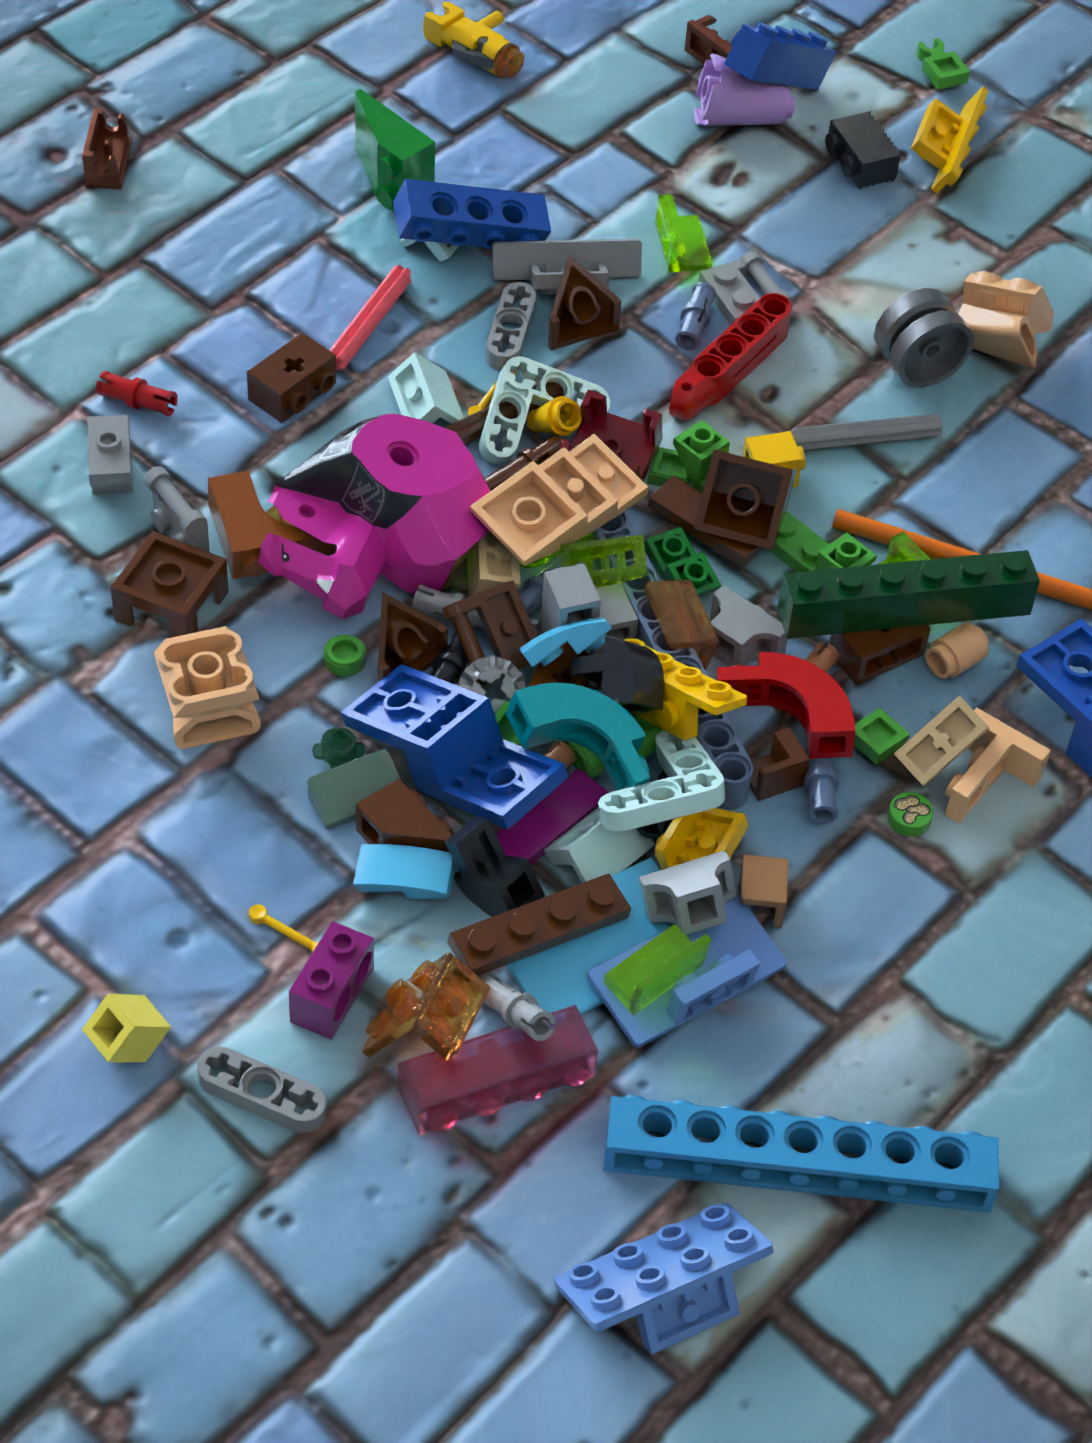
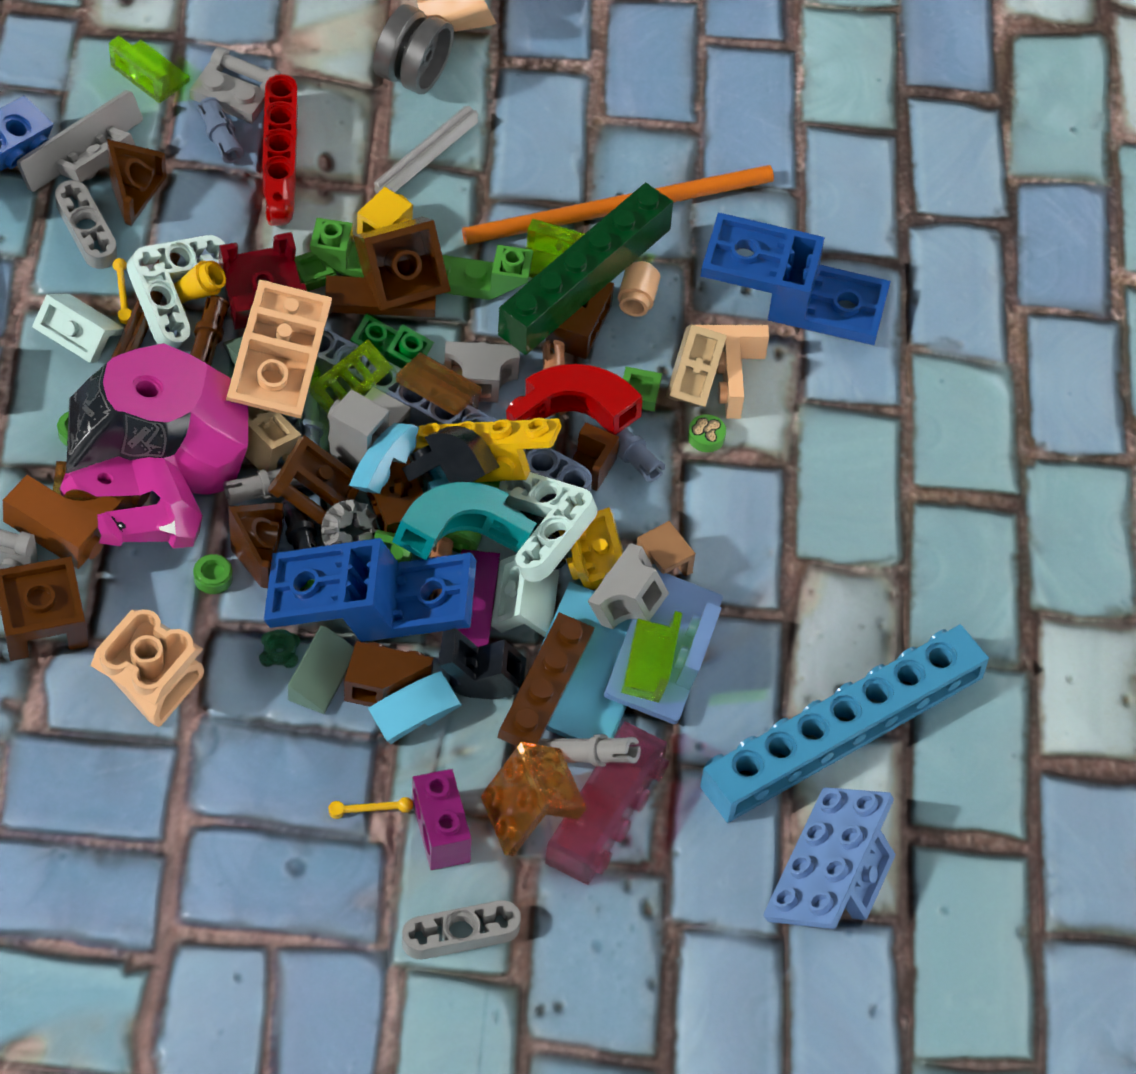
camera: 40 degrees left, 5 degrees up
(126, 1028) = (338, 953): light yellow brick -> none

